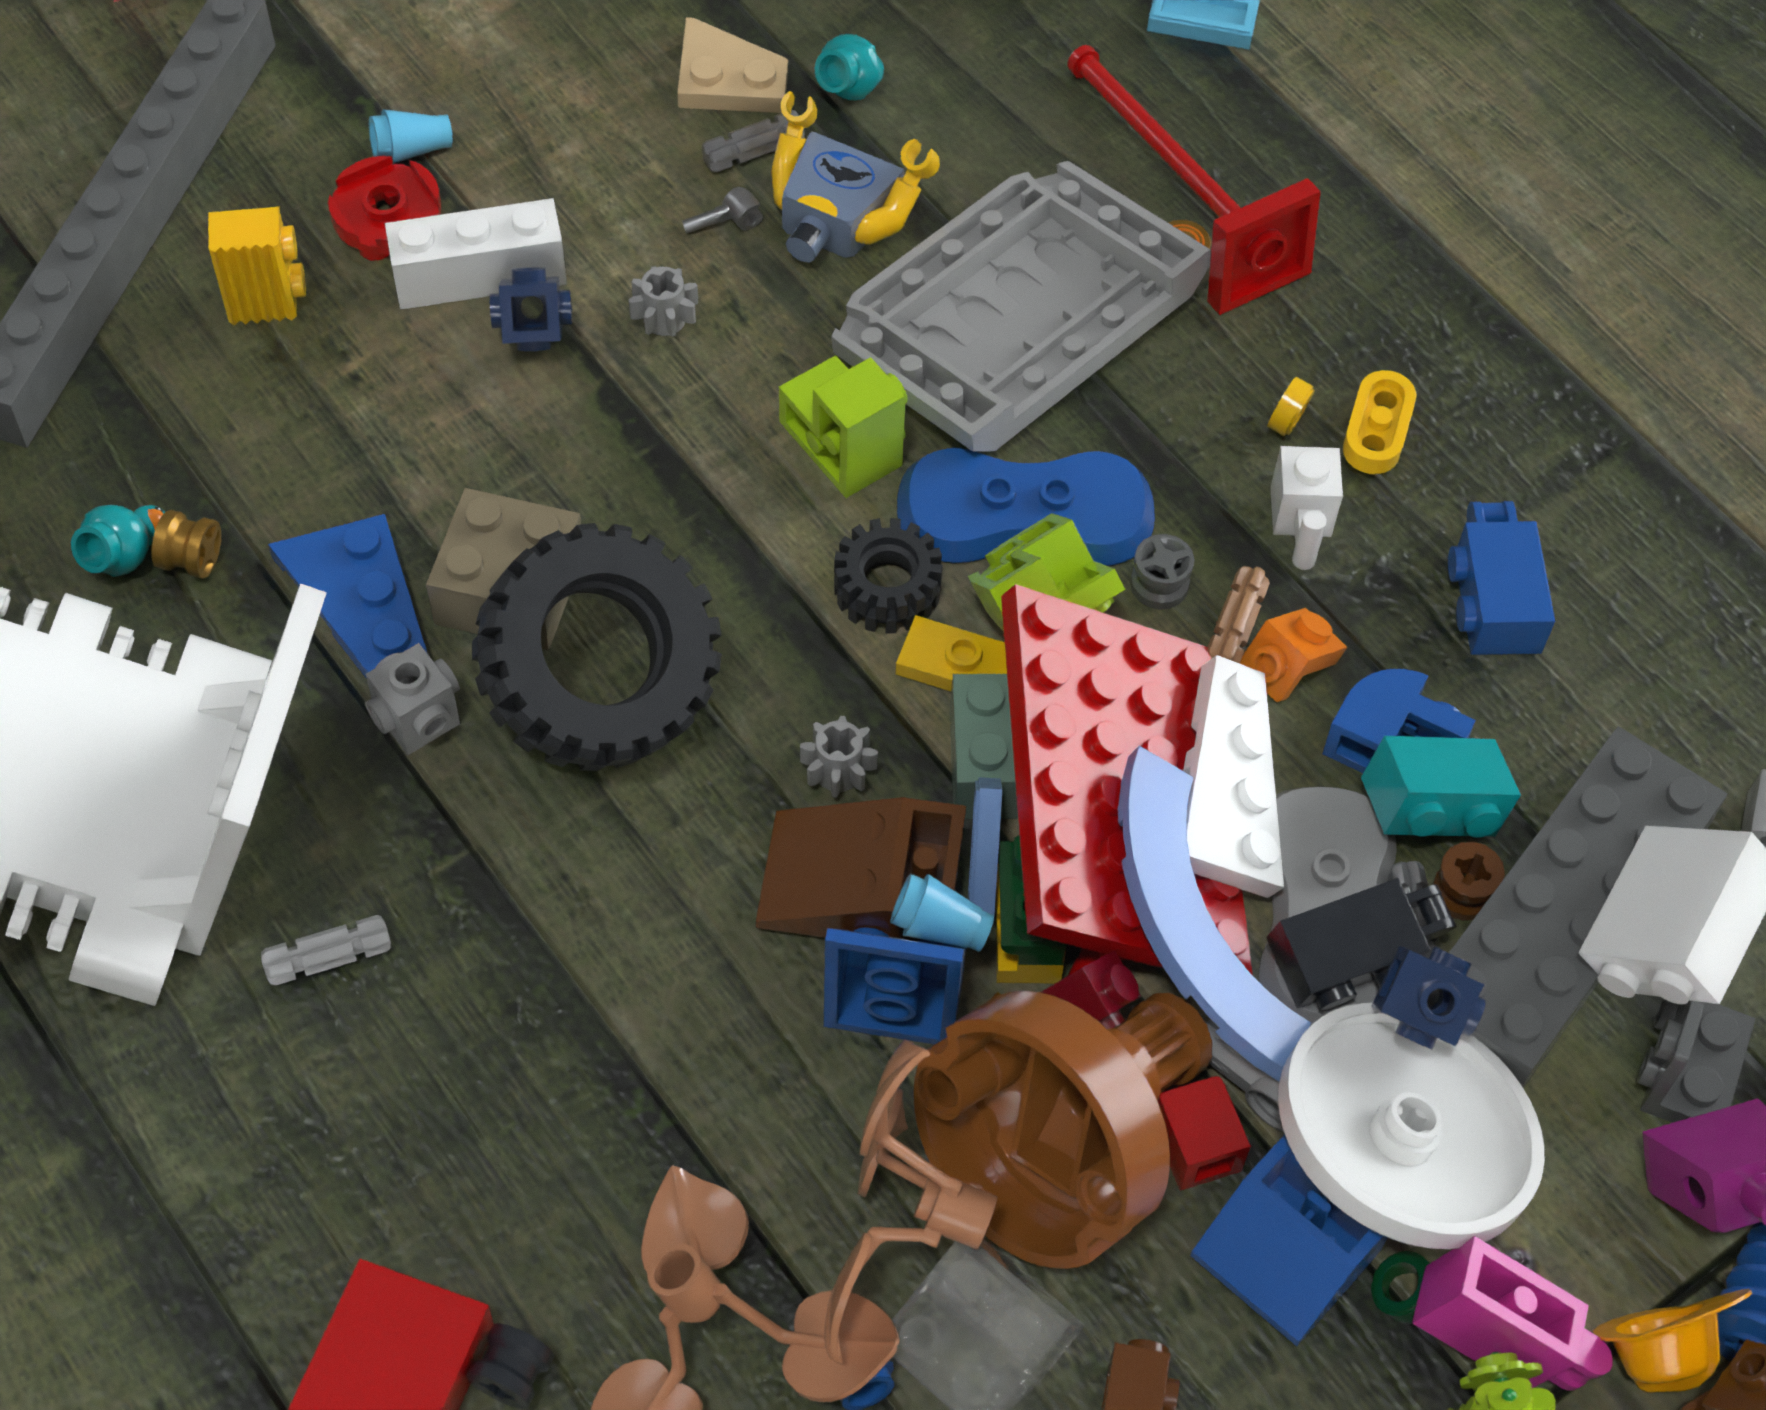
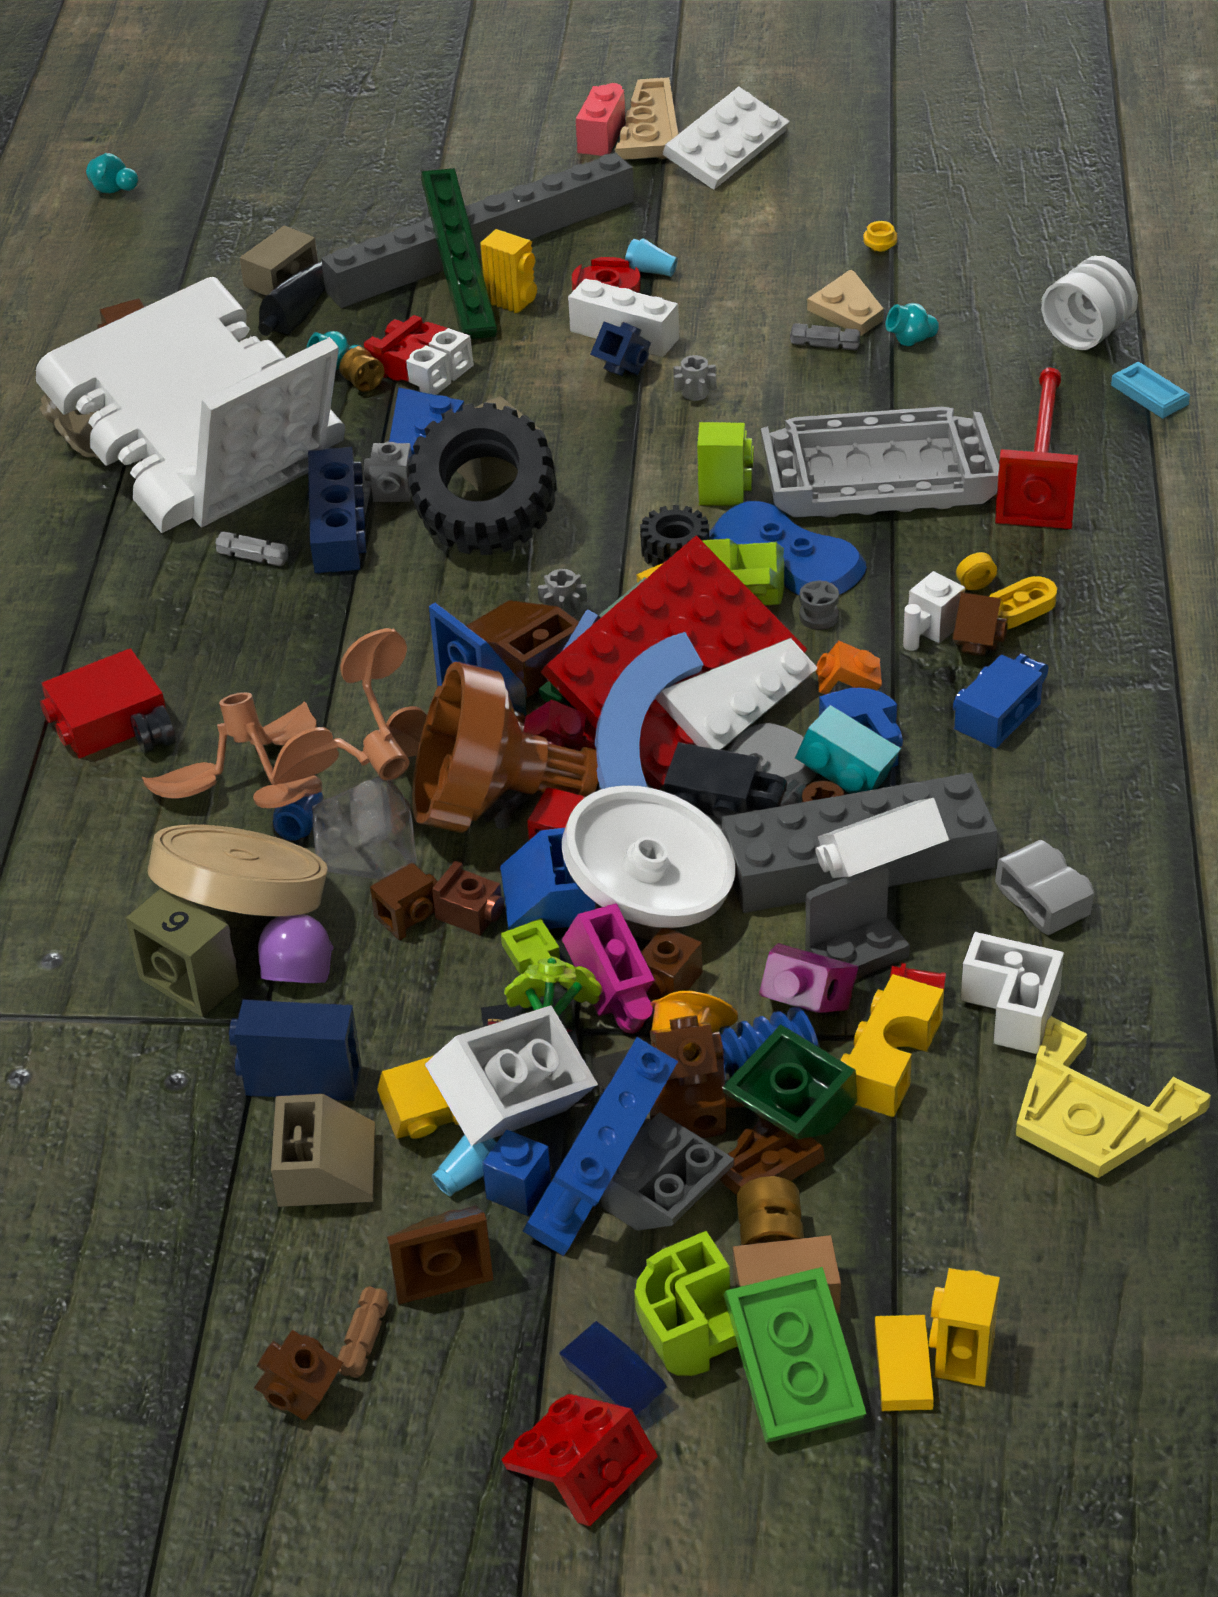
camera: 45 degrees right, 15 degrees down
(156, 272) = (458, 253): none -> dark green tile
(245, 469) = (422, 353): none -> hips
(441, 881) = (336, 510): none -> dark blue brick
(737, 204) = (782, 361): flat silver hand -> none
(839, 194) = (837, 371): torso -> none
(940, 914) = (513, 648): medium azure cone -> none
(1201, 1355) = (467, 899): none -> copper brick
(1239, 613) = (859, 635): medium nougat axle -> none
(1360, 1355) = (529, 944): none -> lime plate
(1385, 488) = (979, 624): none -> reddish brown brick
(1407, 990) = (709, 802): dark blue brick -> none
(1551, 1245) = (673, 961): none -> reddish brown brick

